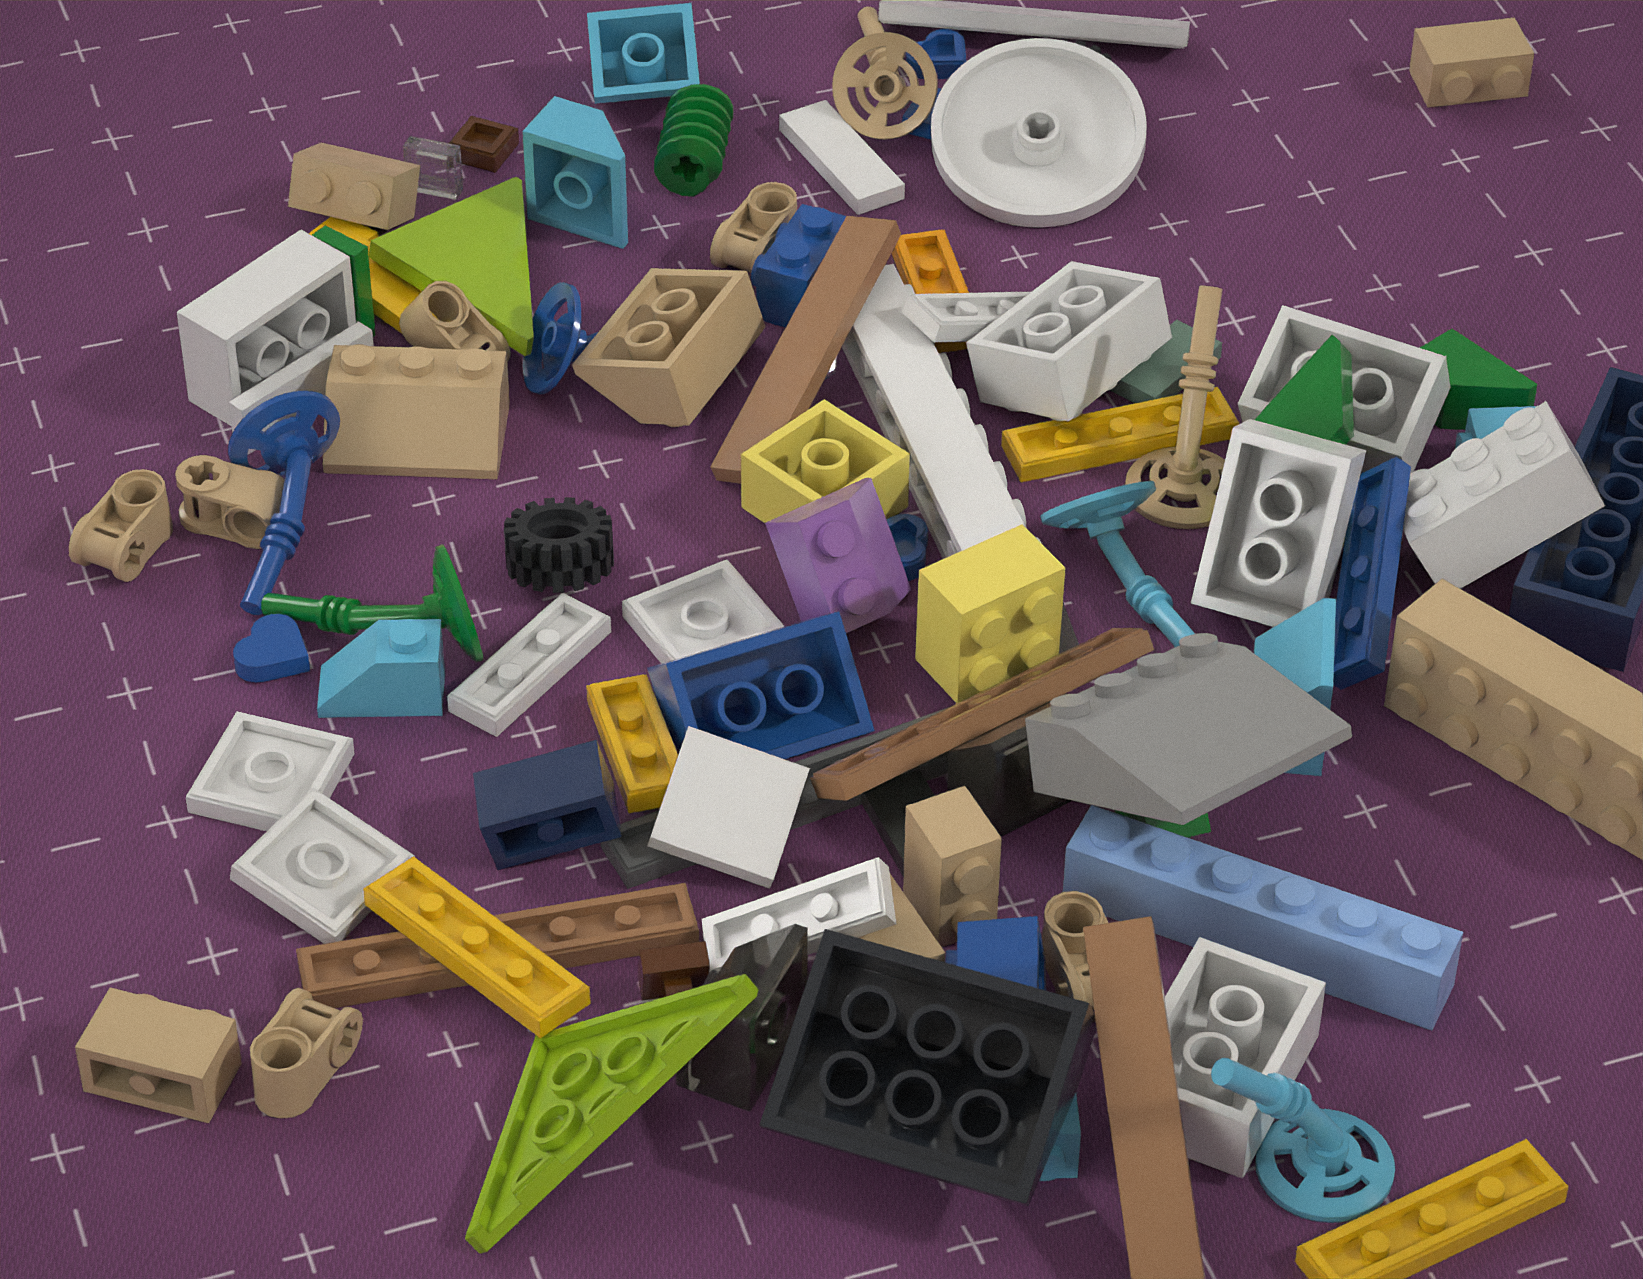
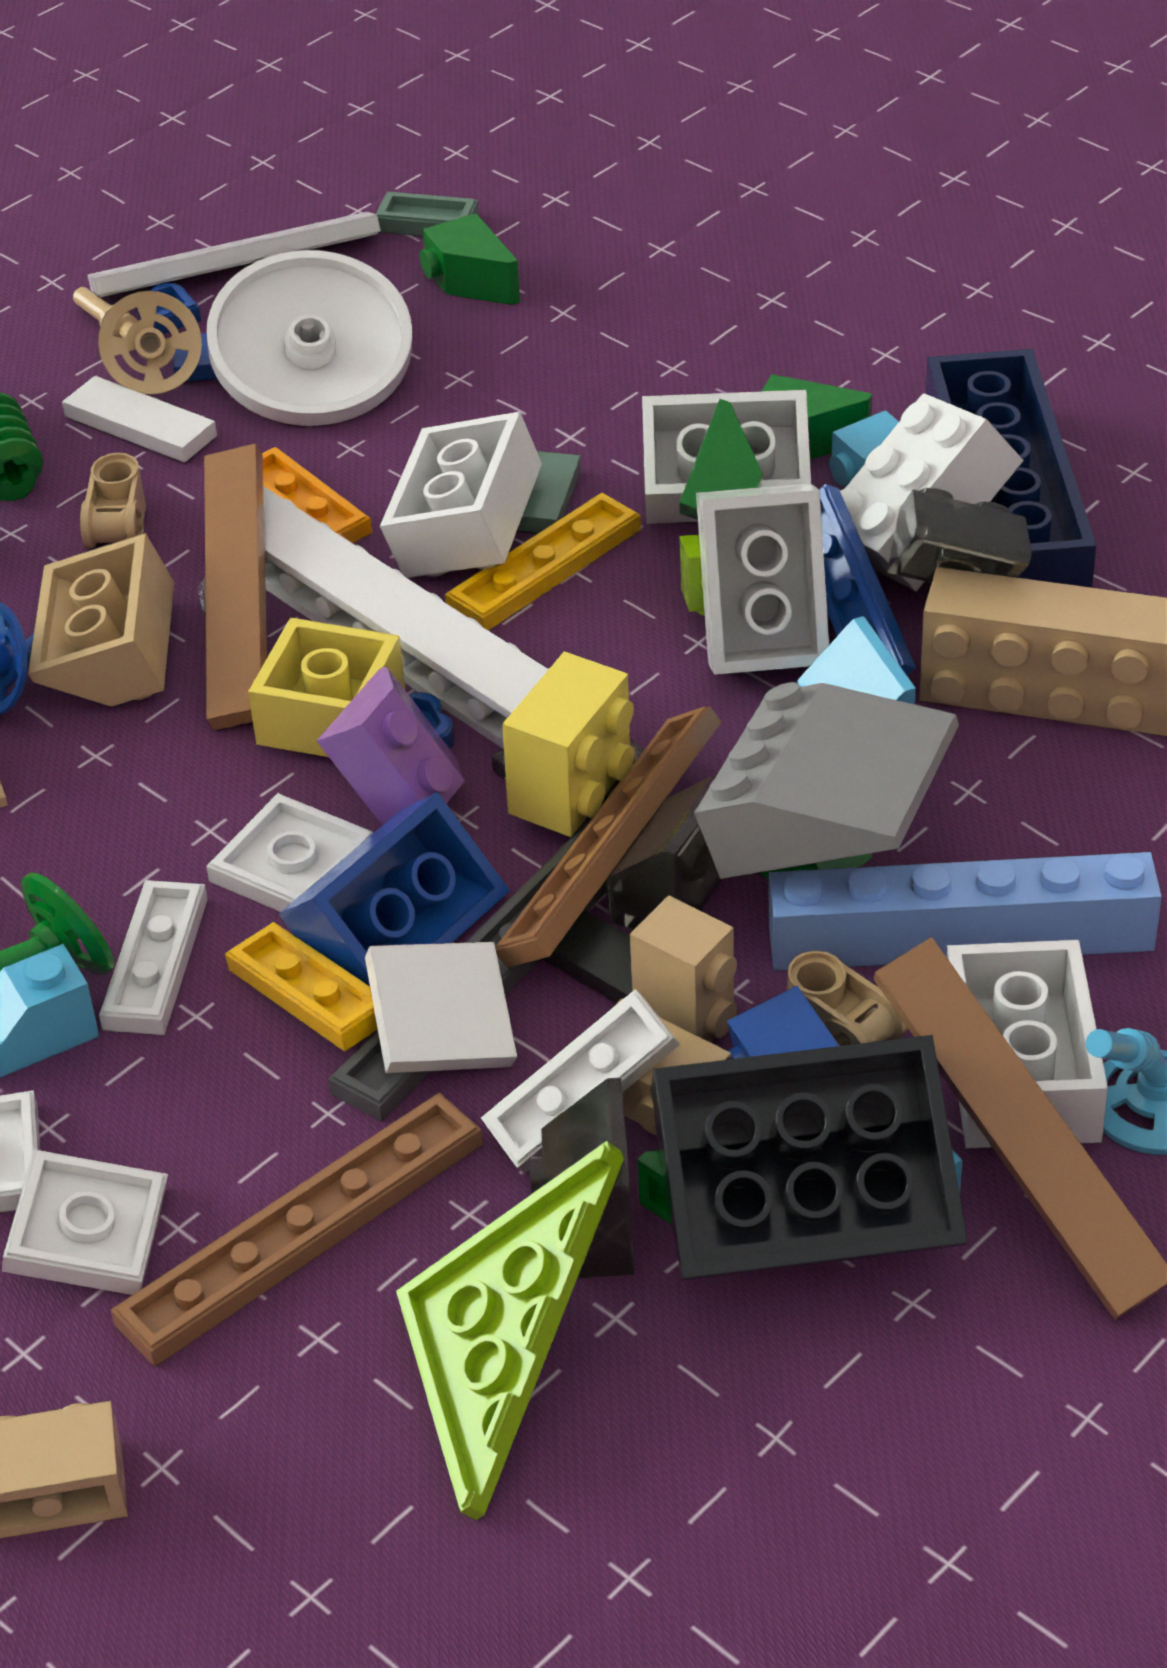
camera: 25 degrees left, 0 degrees up
(301, 1053) = (184, 1408): tan piece -> none
(477, 947) = (291, 1231): yellow tile -> none
(546, 805) = (270, 1073): dark blue brick -> none
(558, 544) = (117, 838): black tyre -> none
(672, 969) = (492, 1179): reddish brown tile -> none
(792, 261) = (175, 515): blue brick -> none
(957, 315) = (354, 506): white tile -> none
(1102, 518) = (662, 683): medium azure dish -> none
(1185, 460) = (625, 561): tan dish -> none
(1248, 45) = (413, 212): none -> sand green tile
(1249, 106) = (470, 261): none -> green slope
(1471, 62) = (623, 168): tan brick -> none
(1479, 555) = (957, 535): none -> clear smoke slope

